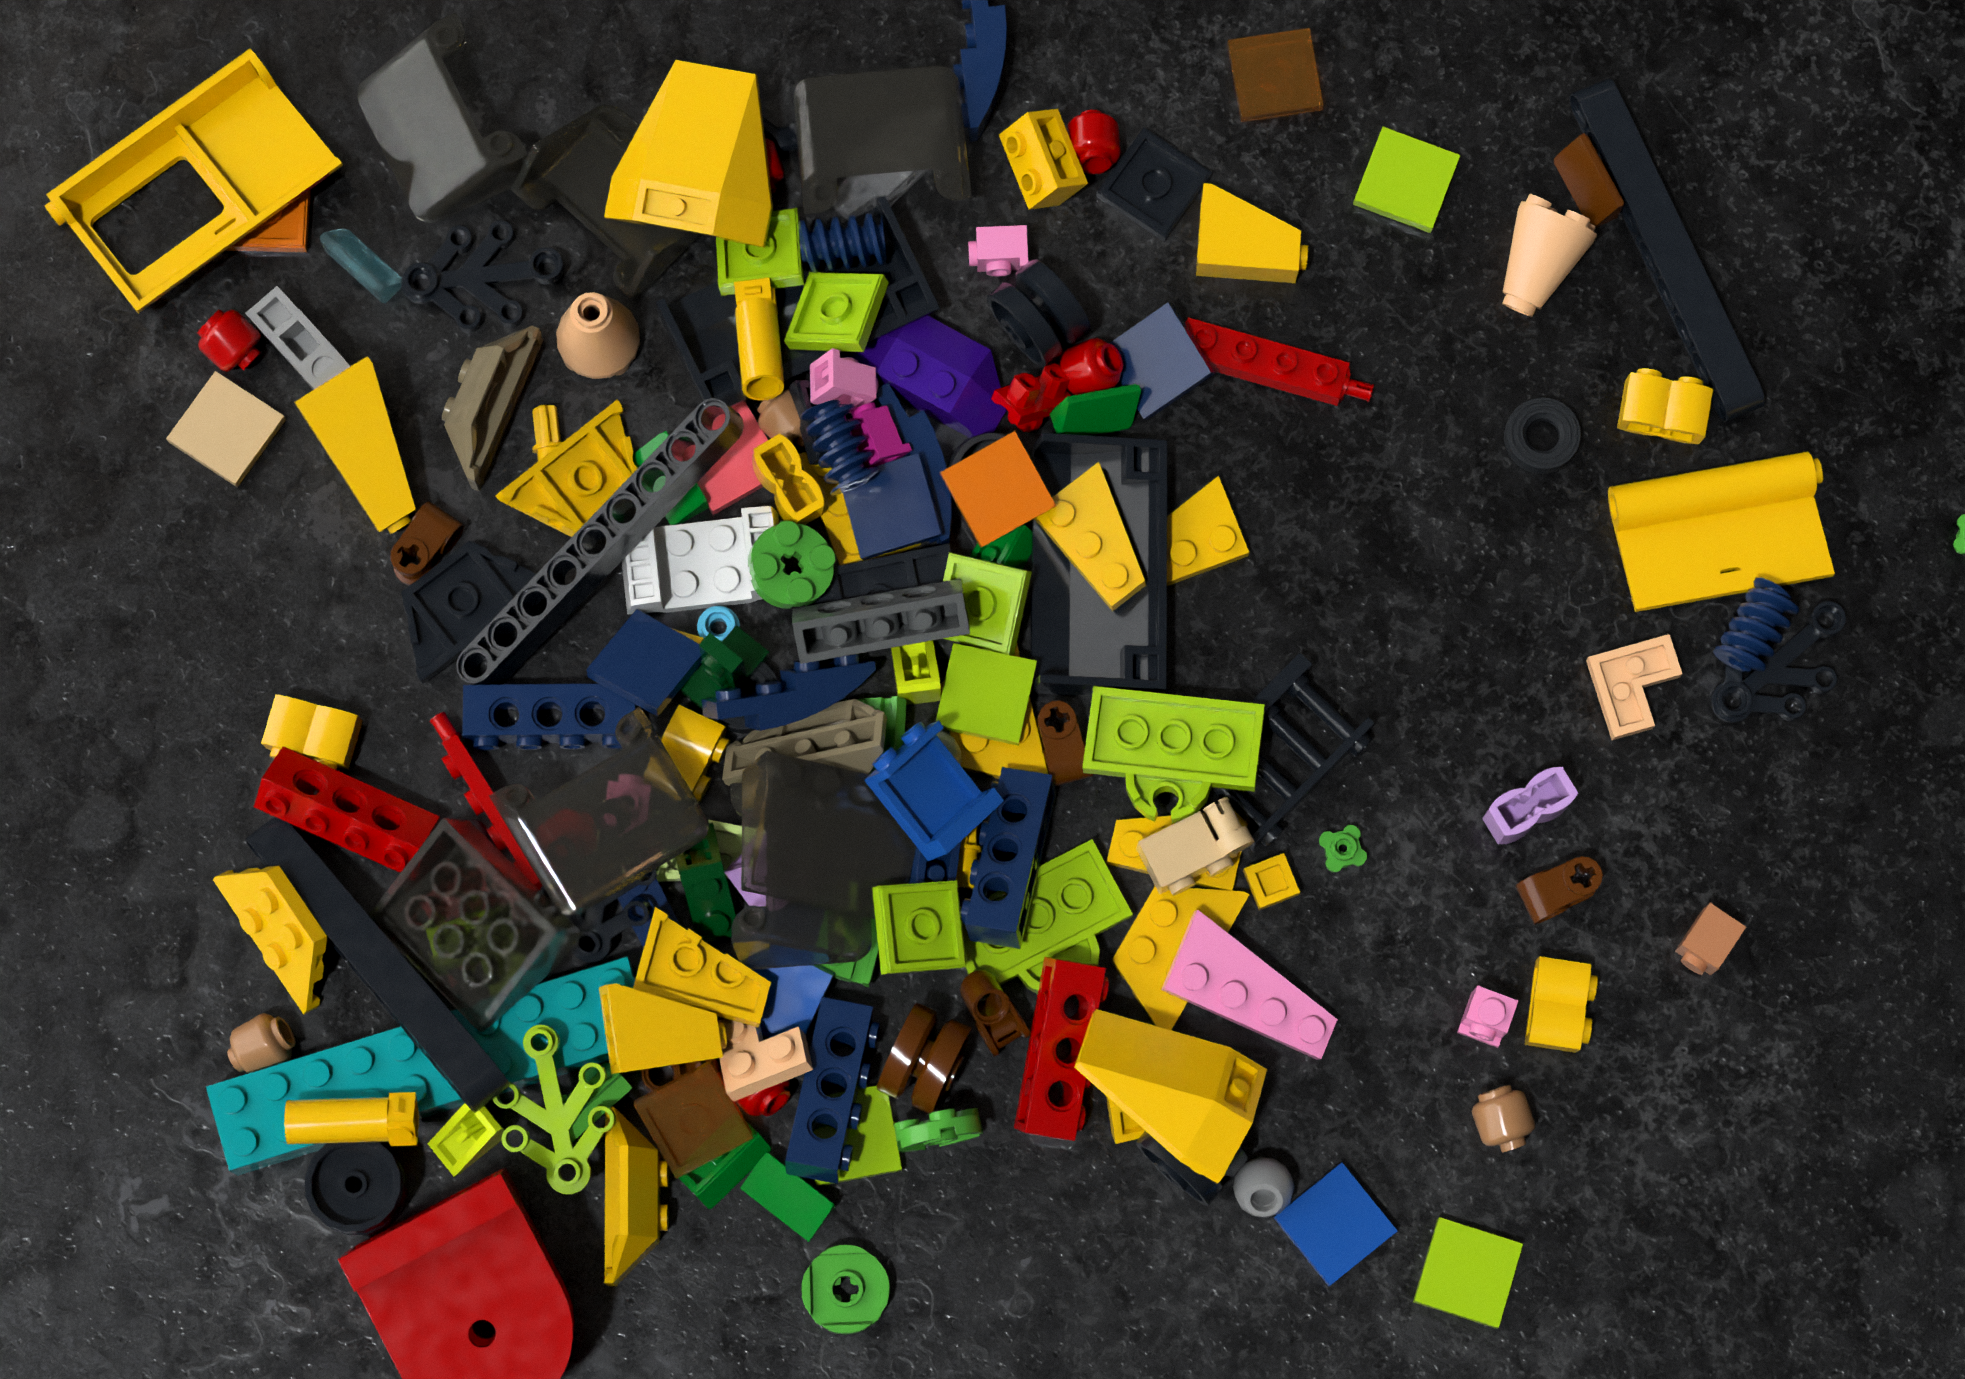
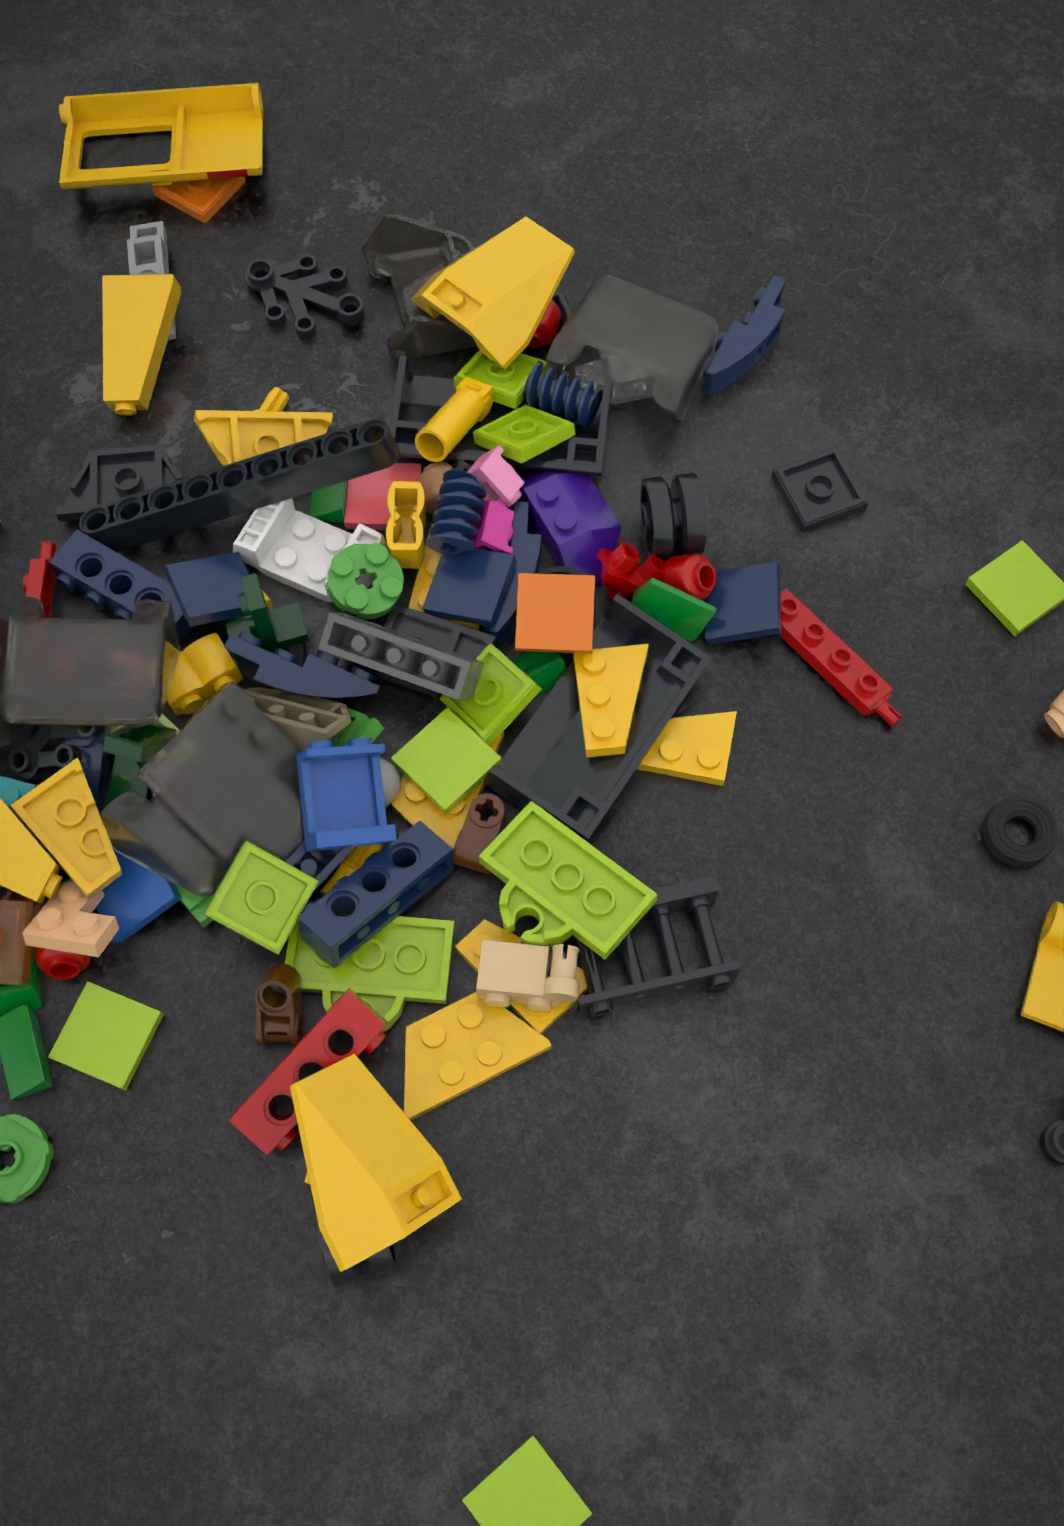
camera: 35 degrees right, 10 degrees down
(226, 429) = (65, 293): tan tile -> none
(229, 340) = (107, 239): red head -> none
(361, 263) = (232, 242): clear light blue slope -> none
(428, 537) = (131, 427): reddish brown piece -> none
(430, 132) = (330, 206): clear smoke windscreen -> none
(488, 398) = (248, 363): dark tan wedge -> none
(597, 336) = (349, 361): light nougat cone -> none
(713, 615) = (289, 593): medium azure plate -> none
(836, 1024) = (82, 990): dark blue brick -> none
(916, 673) = (406, 715): neon yellow slope -> none
(928, 1060) = (195, 1007): reddish brown wheel -> none
(942, 1129) = (166, 1072): bright green plate -> none
(999, 249) = (673, 459): bright pink brick -> none
(1043, 159) = (746, 421): yellow brick -> none
(1095, 140) = (792, 433): red head -> none
(1239, 986) = (490, 1112): bright pink wing -> none
(1245, 241) = (864, 559): yellow slope -> none
(1263, 1187) = (397, 1303): light grey piece -> none
(1271, 881) = (576, 1046): yellow plate -> none
(1275, 75) = (959, 465): clear orange tile -> none
(1335, 1224) = (439, 1379): blue tile -> none
(1337, 860) = (643, 1064): bright green plate -> none
(1487, 1016) = (687, 1279): bright pink brick -> none
(1503, 1118) = (645, 1382): medium nougat head -> none
(1540, 801) = (846, 1120): lavender brick -> none
(1554, 892) = (810, 1207): reddish brown piece -> none
(1559, 1004) = (758, 1311): yellow brick -> none
(1620, 682) = (979, 1061): light nougat plate -> none
(1709, 940) = (928, 1341): nougat brick -> none

